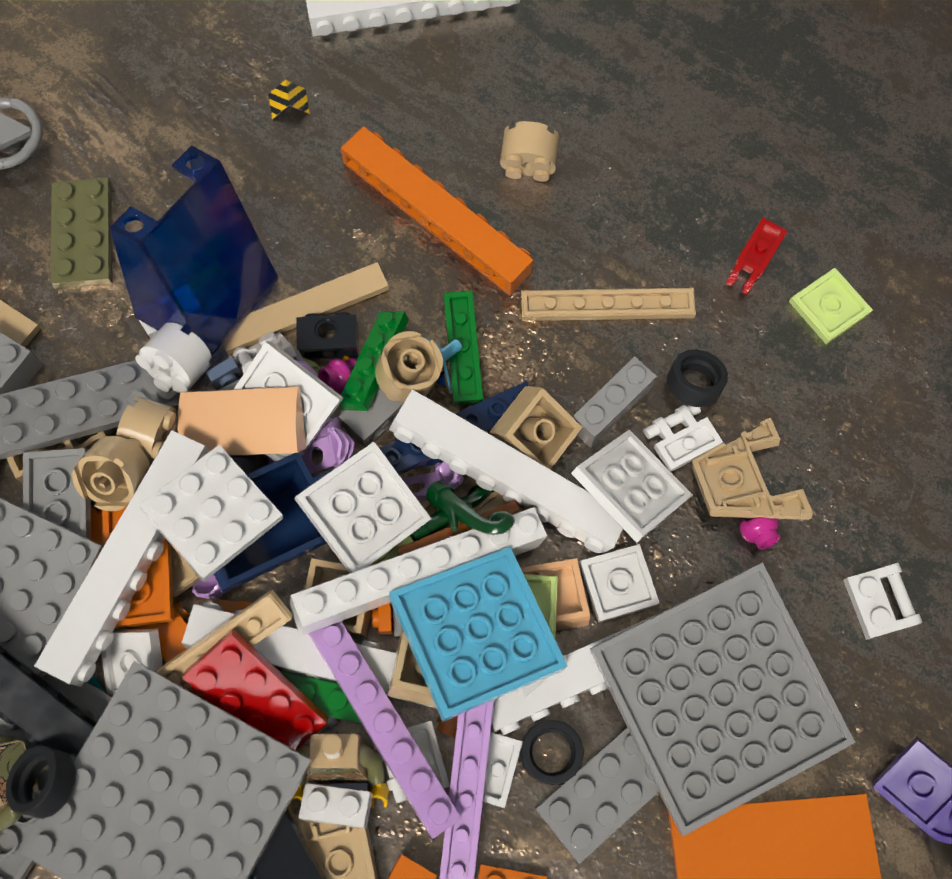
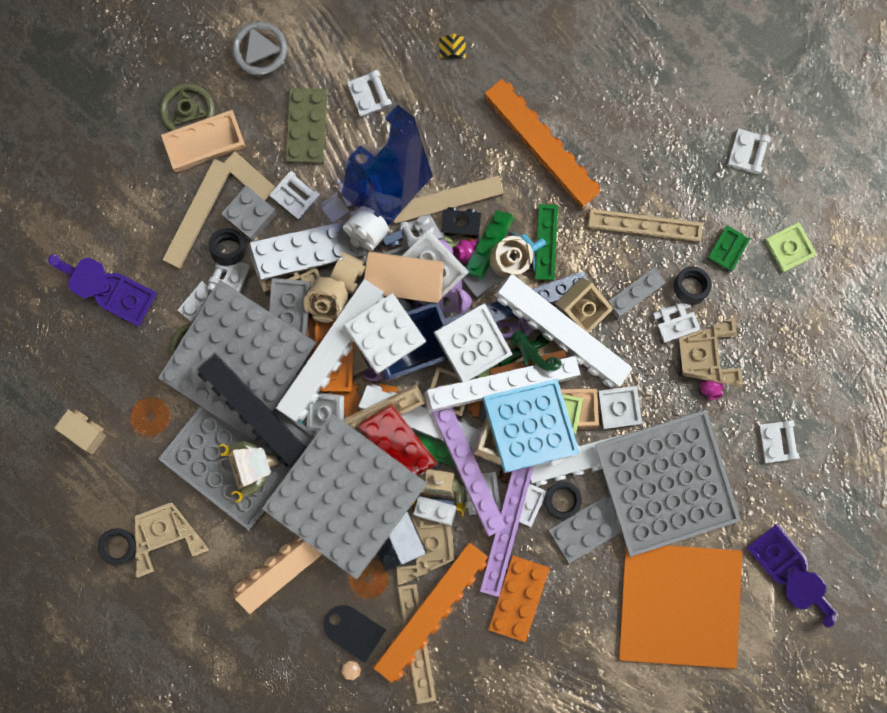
camera: 10 degrees right, 10 degrees up
(23, 777) = (288, 476): black tyre -> none
(60, 338) = (291, 200): none -> white plate
(127, 338) = (334, 208): none -> white sticker
(161, 177) = (363, 97): none -> white plate
(529, 151) = (610, 112): tan brick -> none
(632, 485) = (638, 349): white plate -> none
(730, 182) = (742, 150): none -> white plate
(740, 318) = (729, 248): none -> green plate
(757, 253) = (750, 204): red hinge -> none

